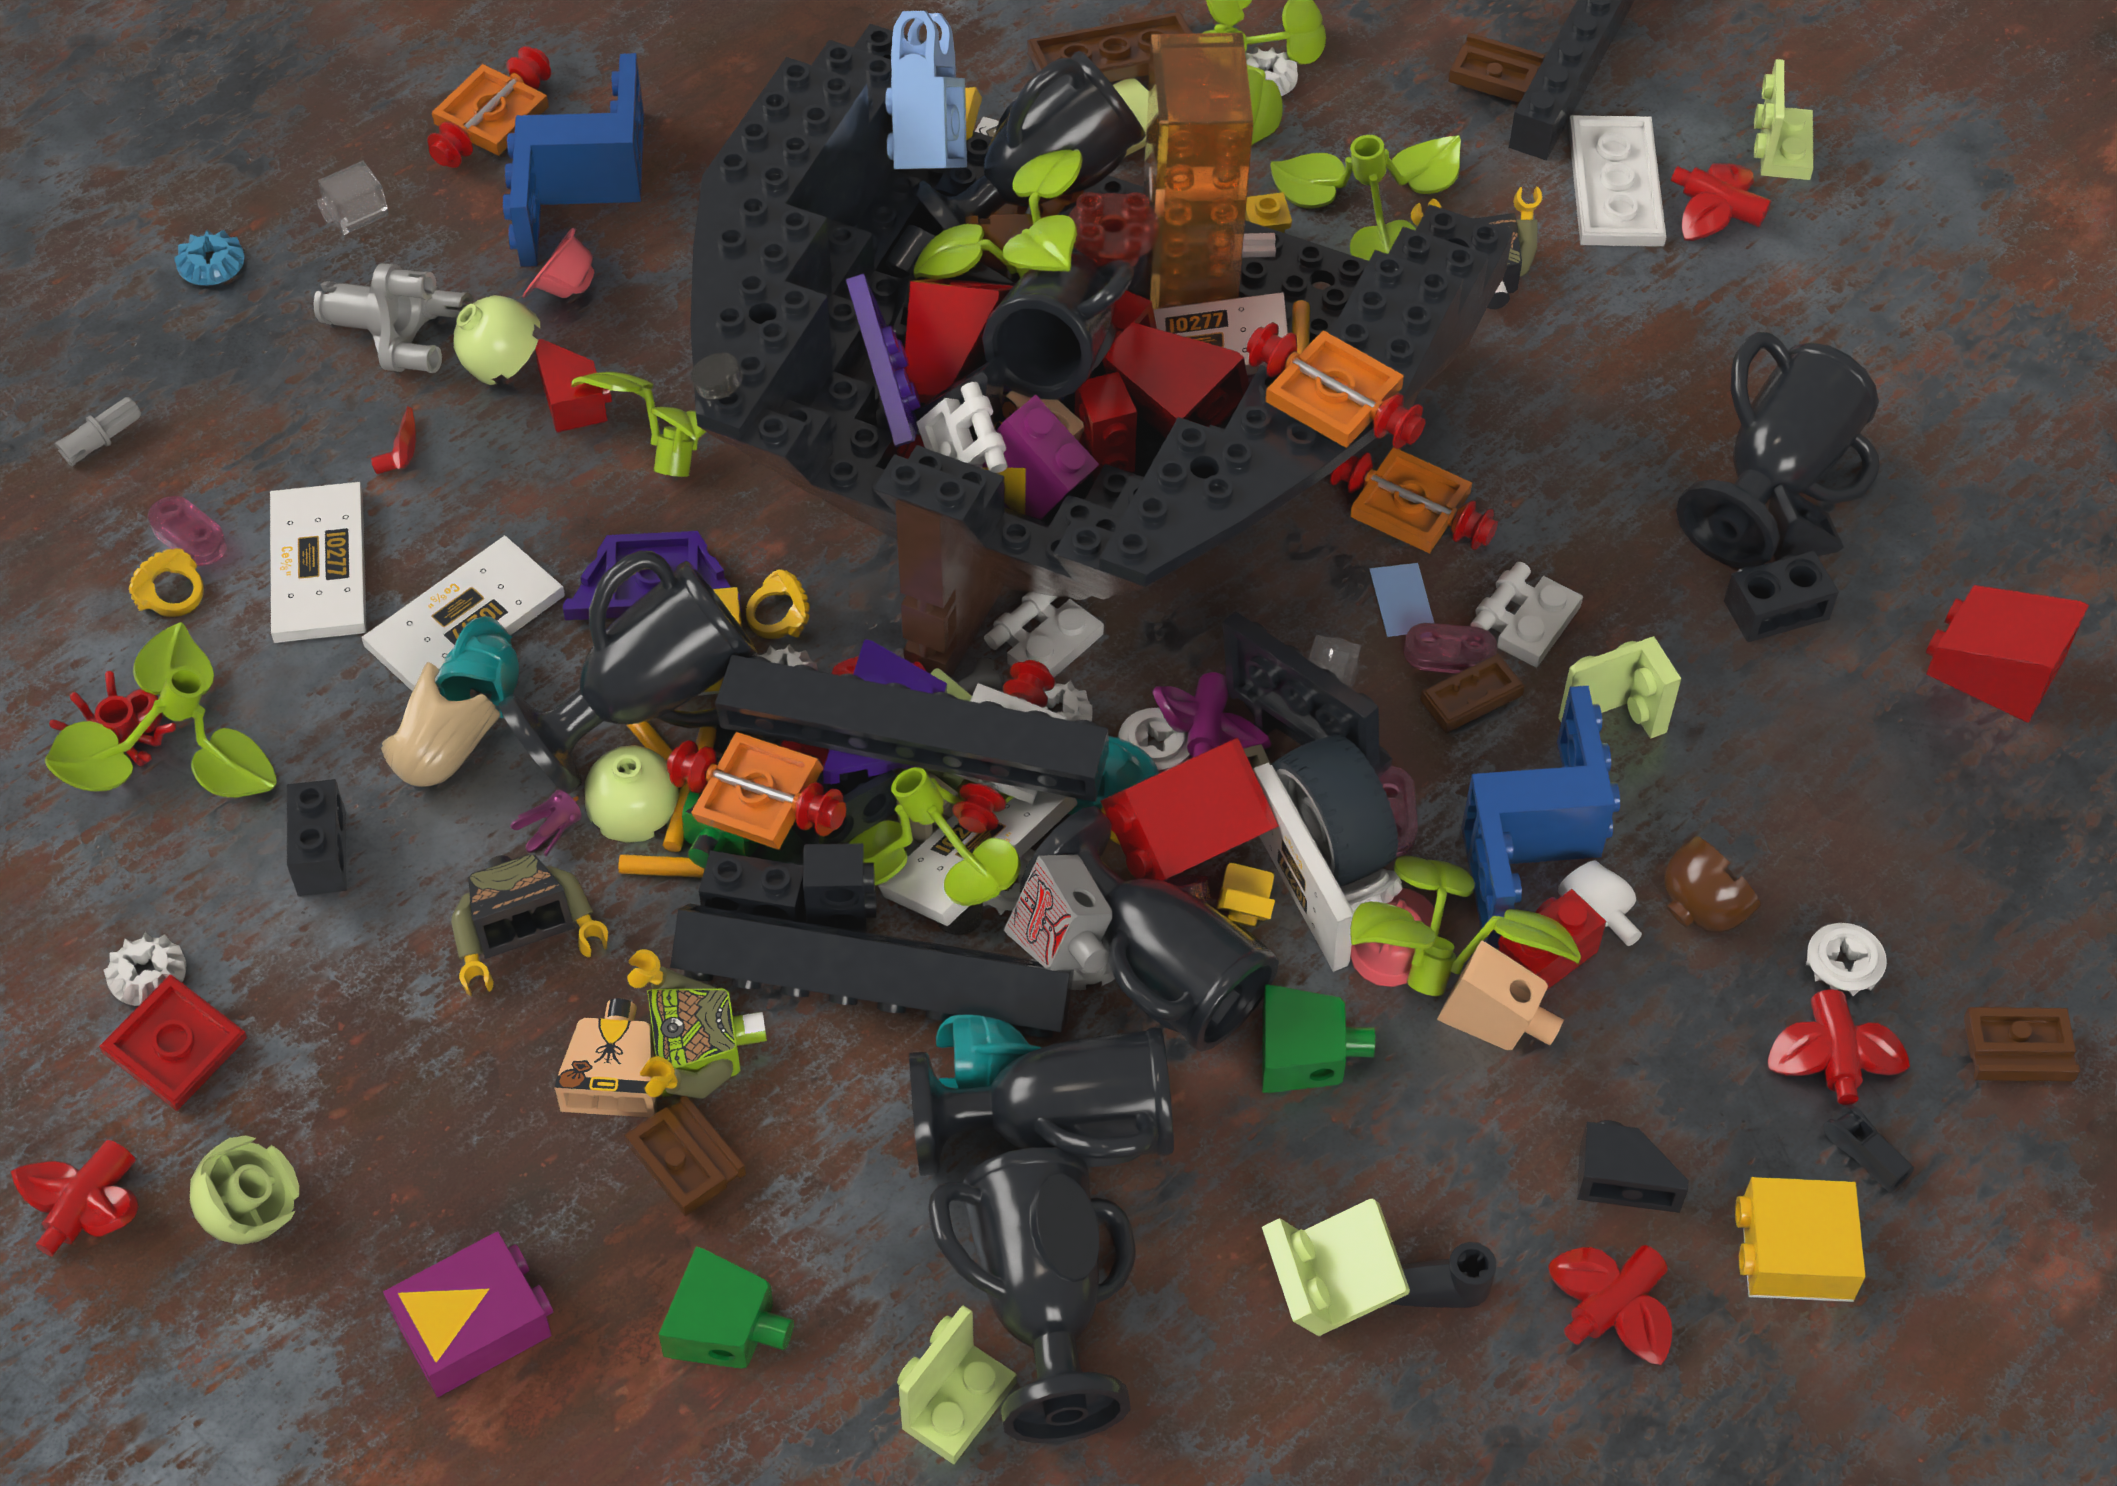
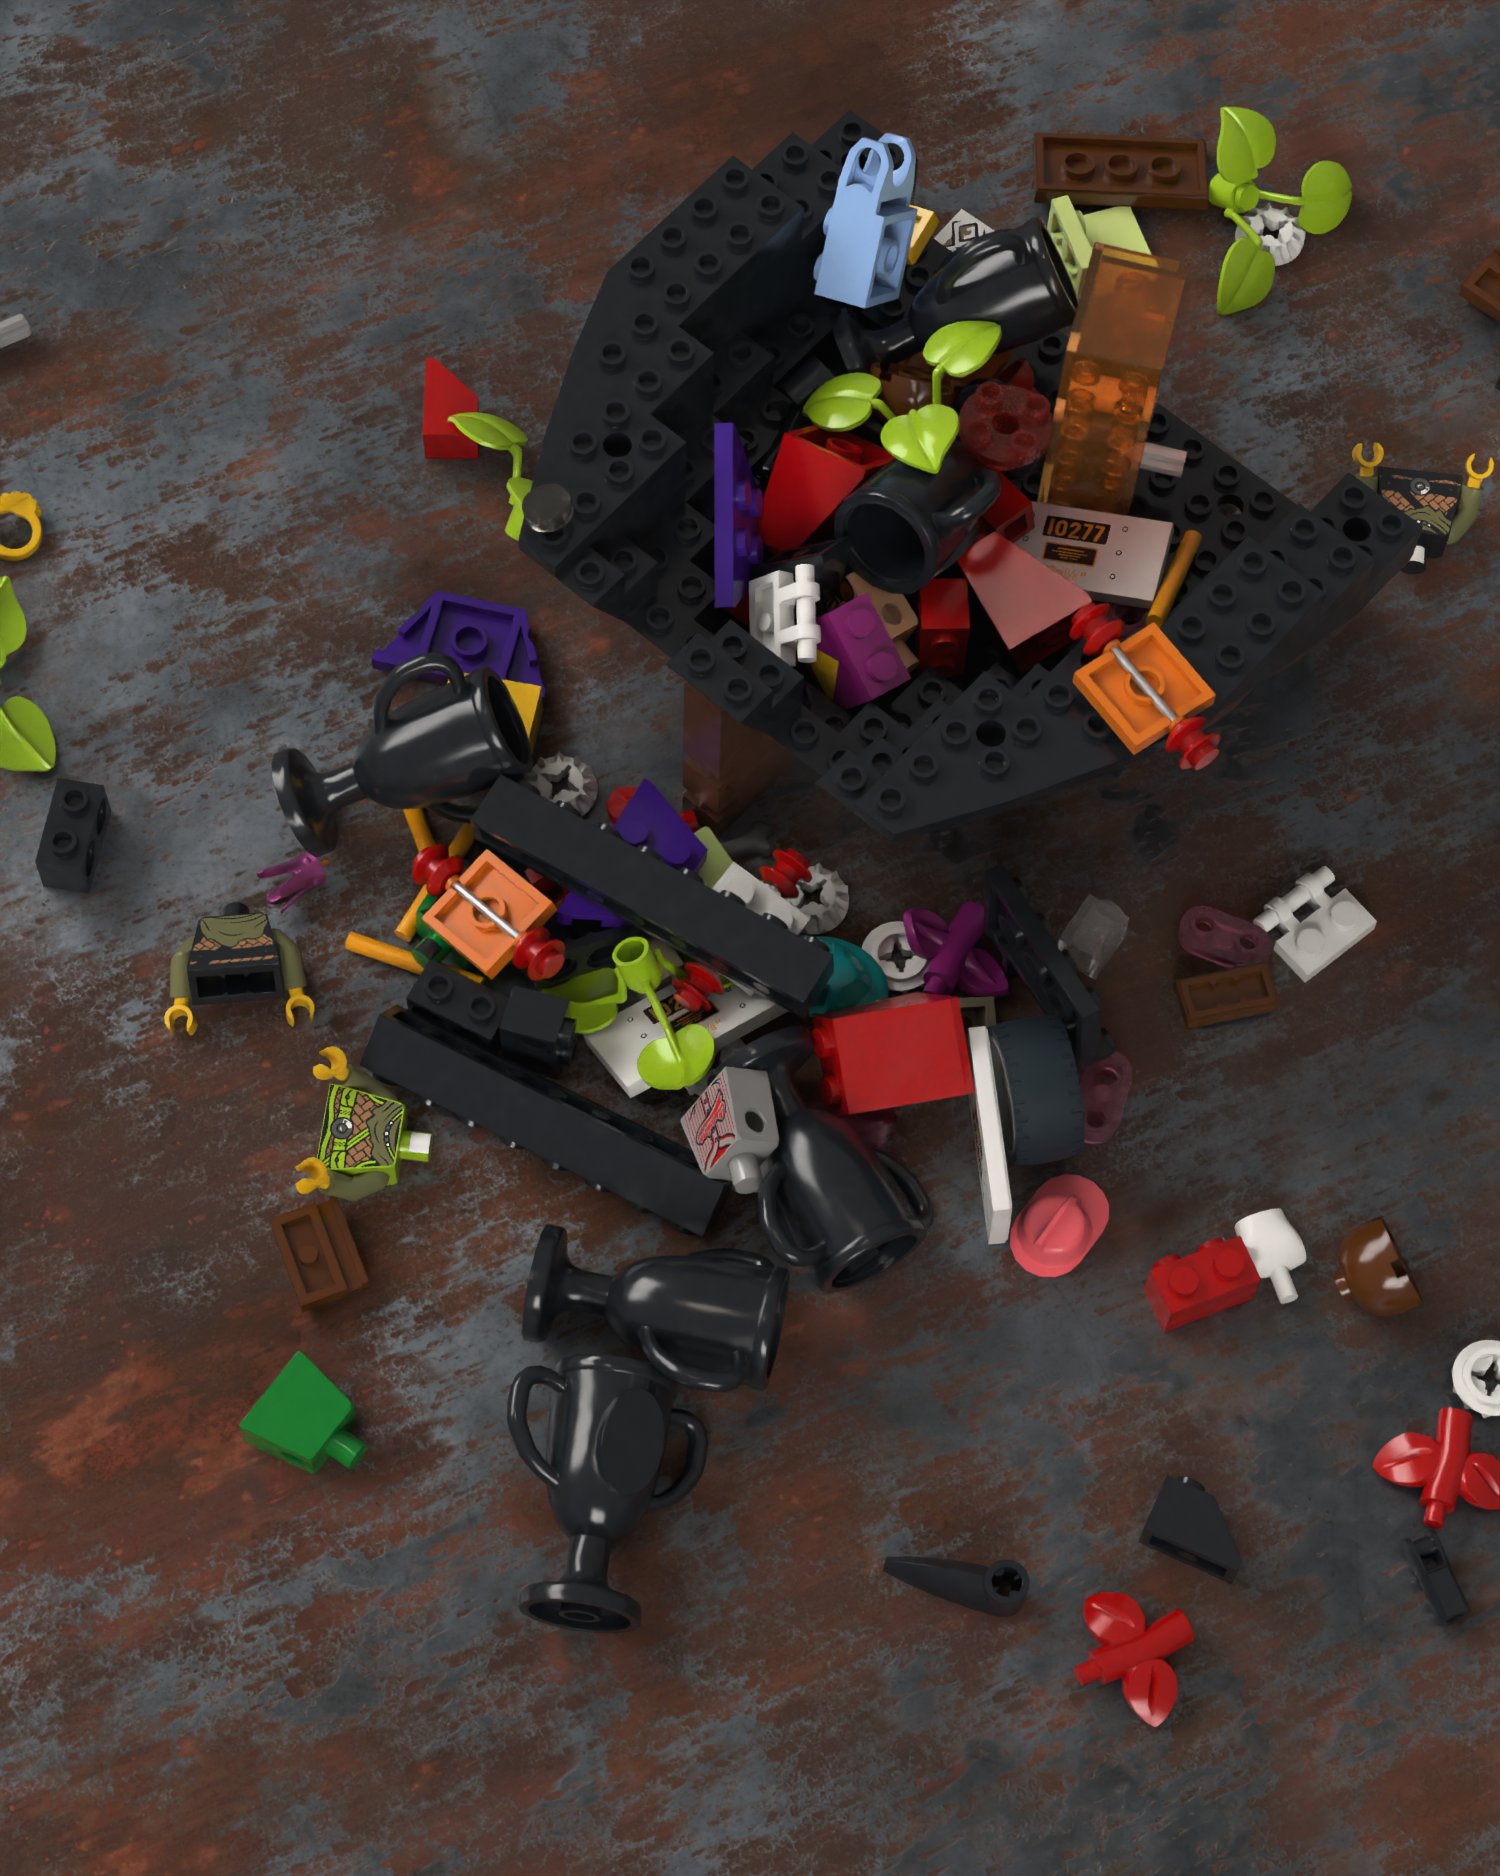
camera: 15 degrees right, 10 degrees up
(180, 523) = (41, 468): clear pink plate -> none
(225, 261) = (157, 182): dark azure gear -> none
(317, 562) = (156, 540): white tile -> none
(352, 198) = (298, 143): clear brick -> none
(393, 313) = (300, 290): light grey wheel -> none
(403, 447) = (272, 435): red bar -> none
(436, 733) = (209, 763): tan hair -> none
(469, 1312) = (80, 1350): magenta brick -> none
(480, 662) = (276, 694): teal helmet -> none
(487, 106) = (464, 73): orange plate -> none
(494, 584) = (277, 637): white tile -> none
(495, 337) = (391, 344): yellowish green cylinder -> none
(566, 270) = (485, 283): coral piece -> none
(574, 160) = (528, 161): blue bracket -> none
(605, 1064) = (273, 1141): light nougat torso -> none
(630, 794) = (376, 872): yellowish green cylinder -> none
(780, 583) = (588, 688): yellow piece -> none
(951, 1388) = (489, 1554): yellowish green bracket -> none
(980, 1048) = (620, 1236): teal helmet -> none
(1055, 642) = (821, 830): white plate -> none
(1246, 894) = (927, 1146): yellow bracket -> none
(1269, 211) = (1205, 408): yellow bracket -> none
(1307, 1040) = (934, 1310): green torso -> none
(1313, 180) = (1276, 370): lime plant -> none
(1337, 1267) = (878, 1545): yellowish green bracket -> none
(1377, 887) = (1043, 1179): white gear -> none
(1401, 597) = (1197, 870): light blue sticker -> none
(1414, 500) = (1253, 774): orange plate -> none
(1435, 955) = (1045, 1235): lime plant -> none
(1499, 1001) = (1131, 1328): light nougat torso -> none
(1540, 811) = (1240, 1147): blue bracket -> none
(1633, 676) = (1383, 1024): yellowish green bracket -> none
(1801, 1239) = (1330, 1648): yellow piece -> none

